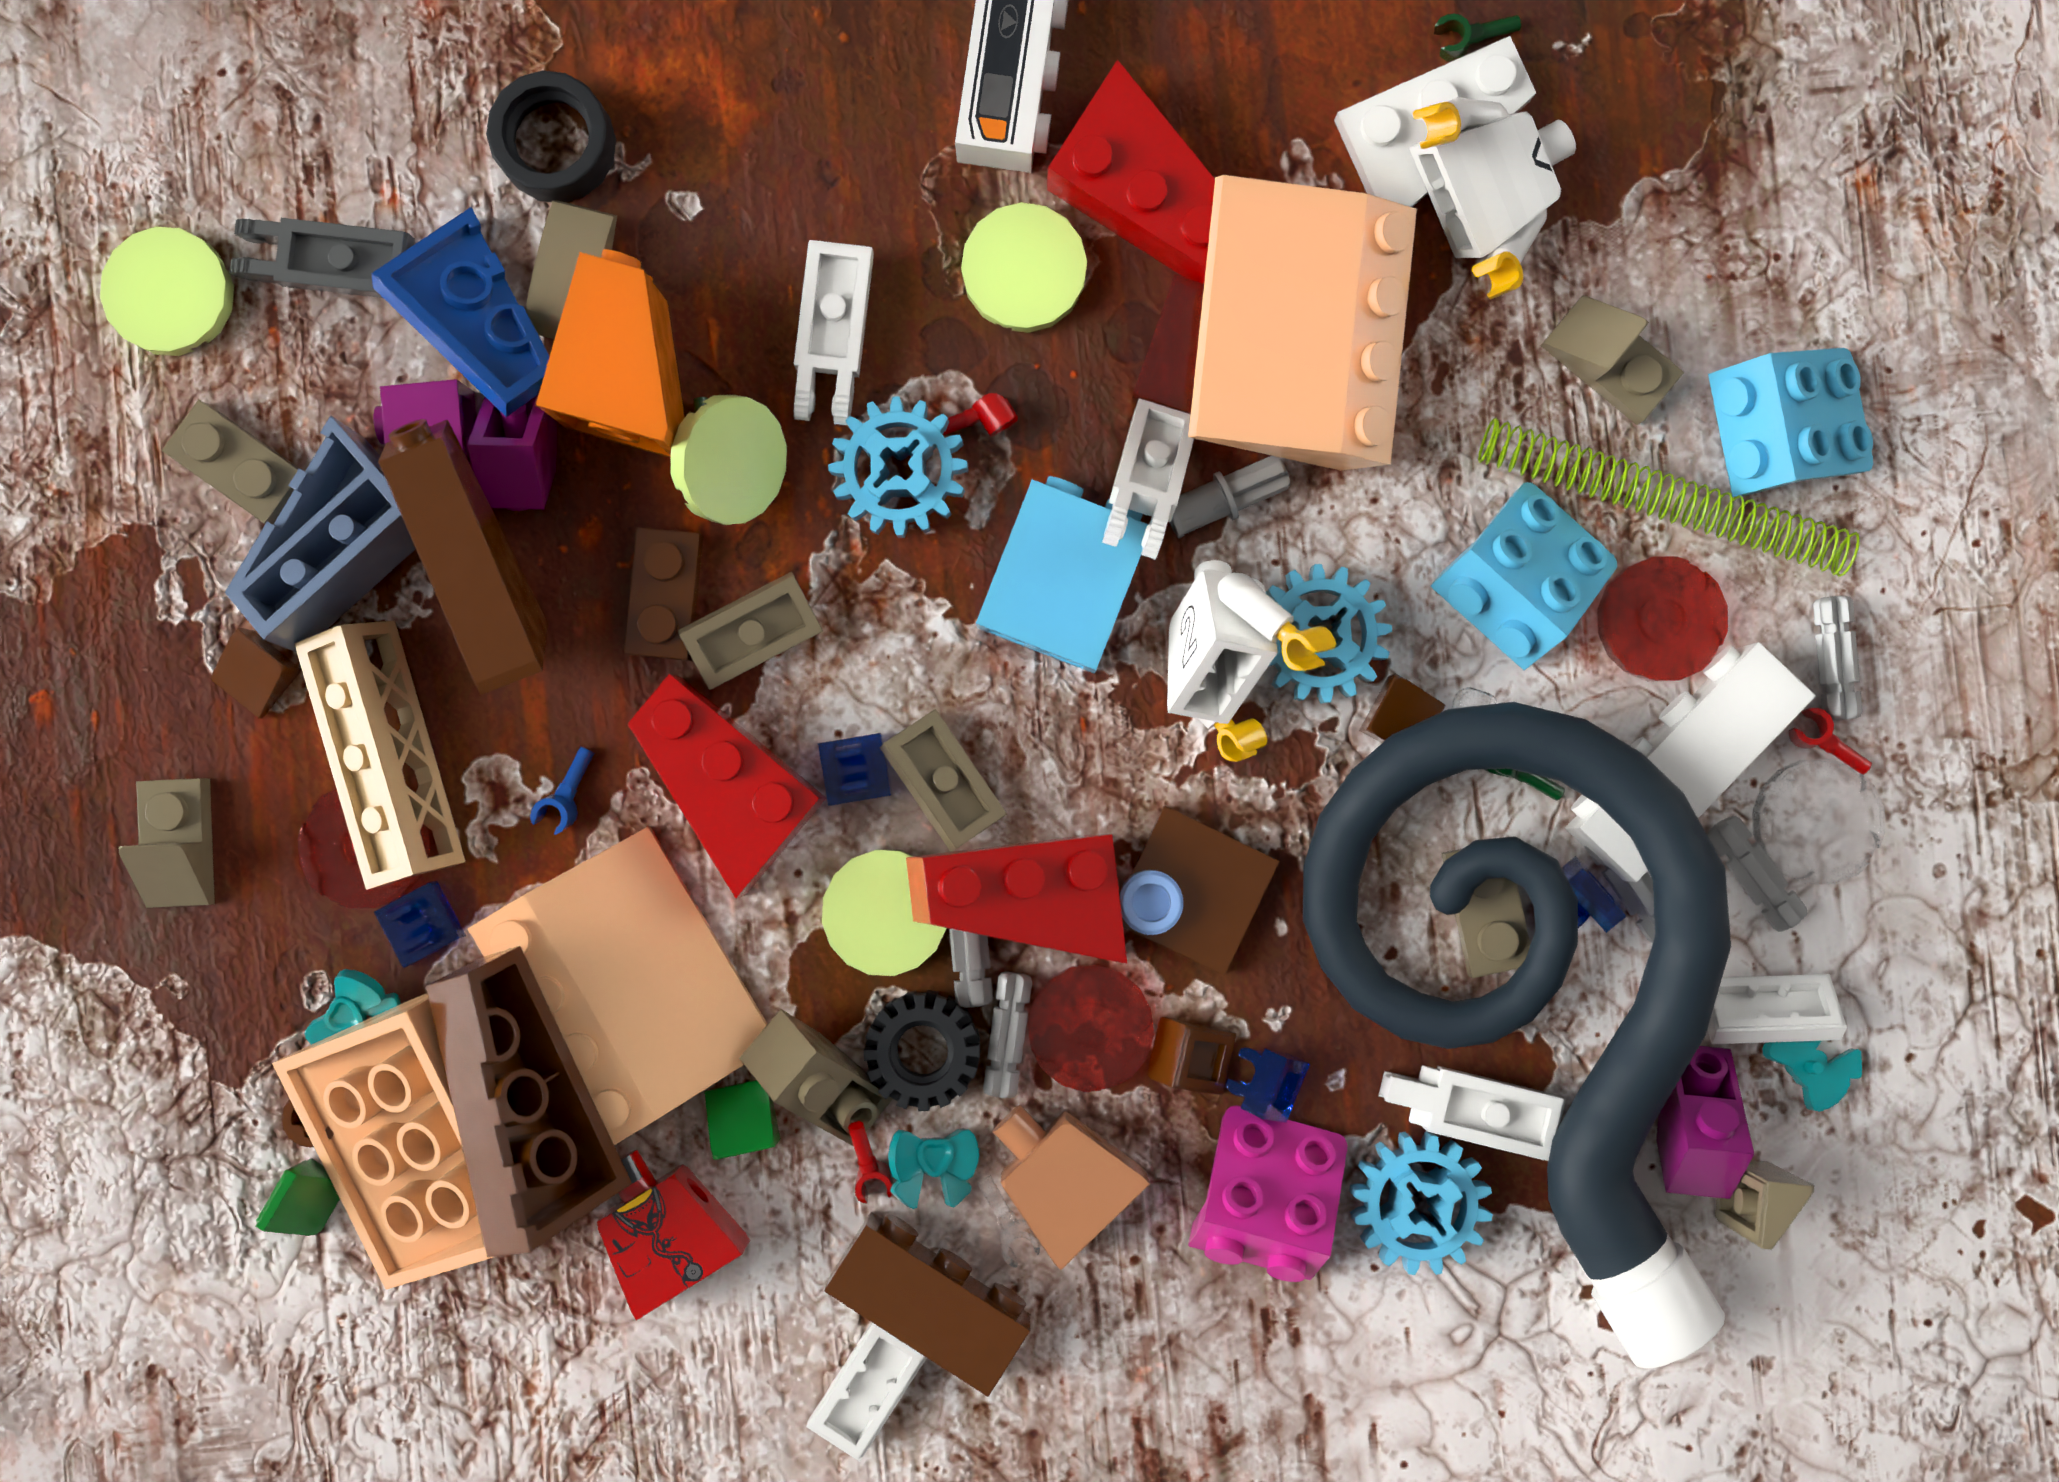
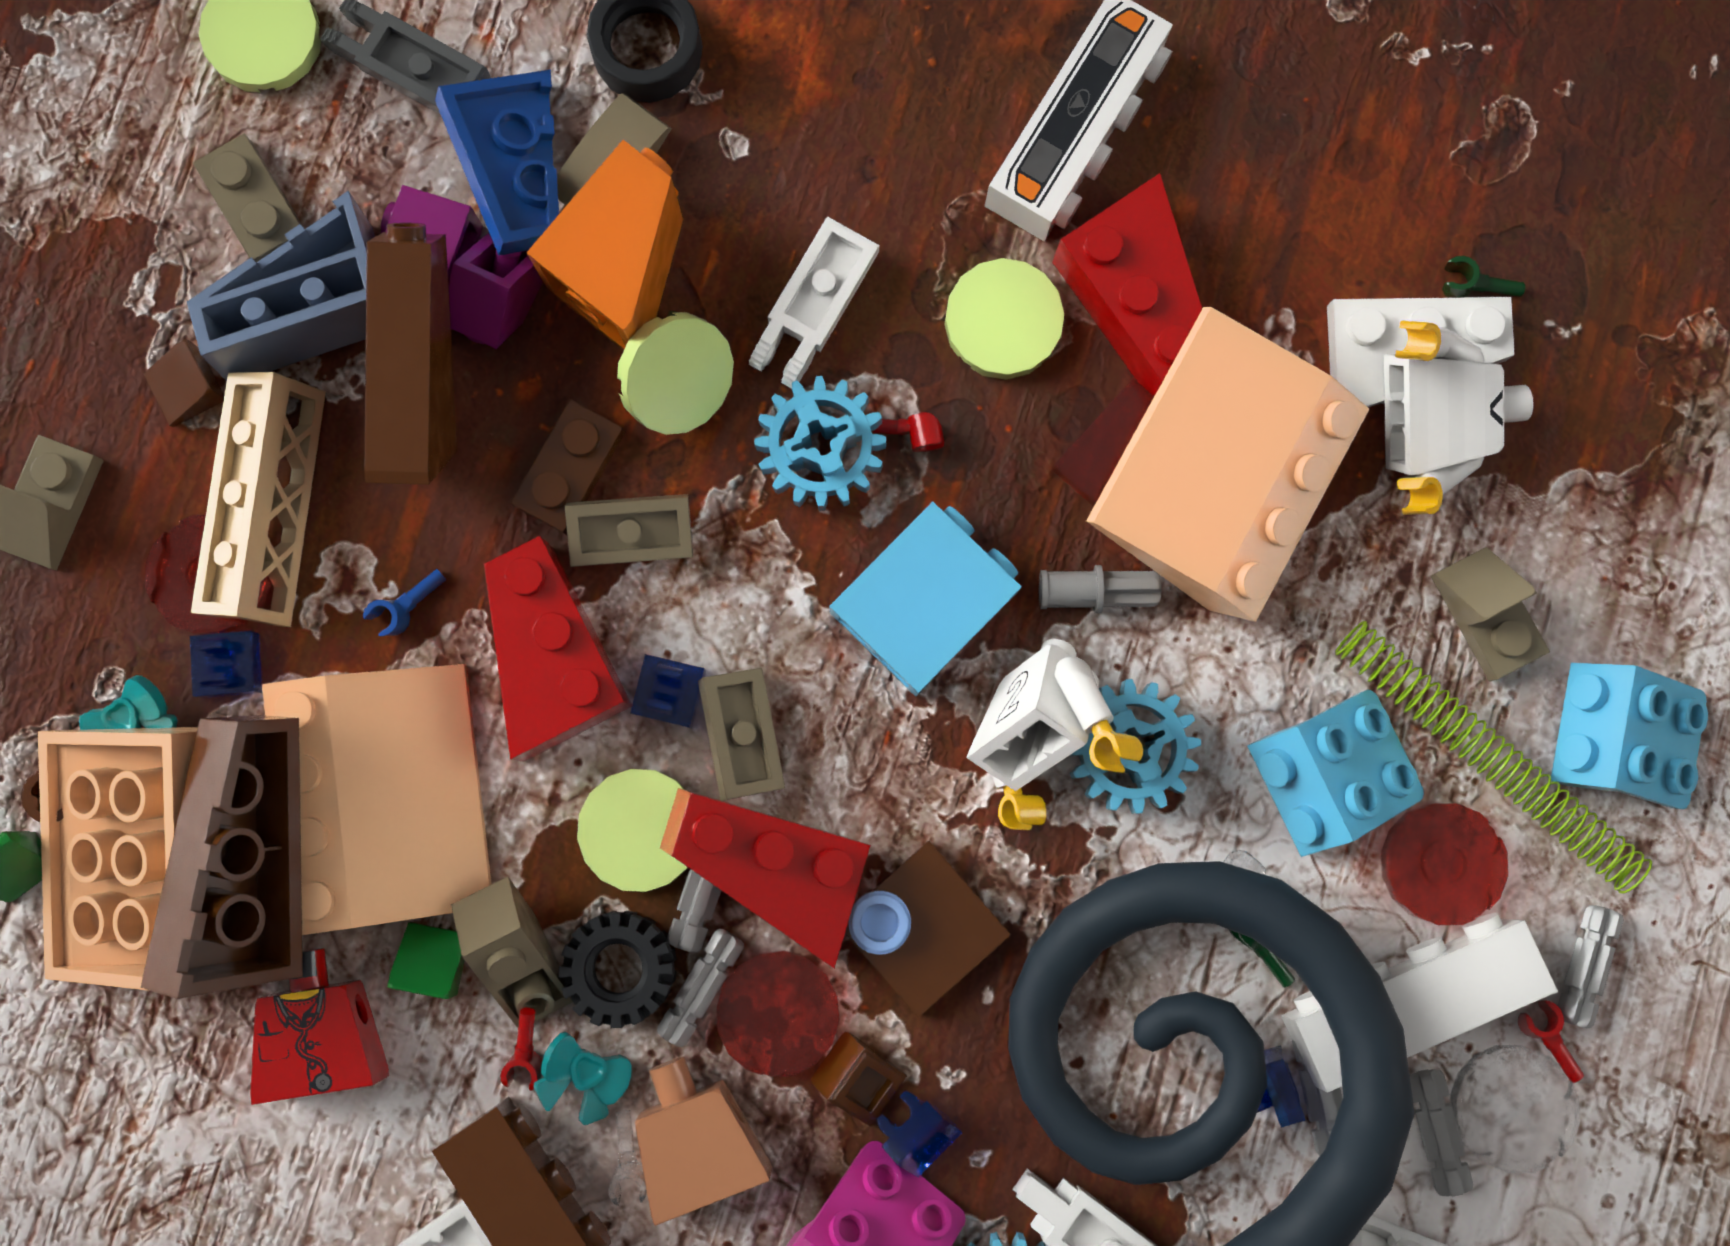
camera: 20 degrees right, 5 degrees down
(1150, 473) = (1039, 540): white hinge -> none
(1398, 707) = (1174, 842): reddish brown slope -> none
(1492, 927) = (1179, 1078): dark tan plate -> none

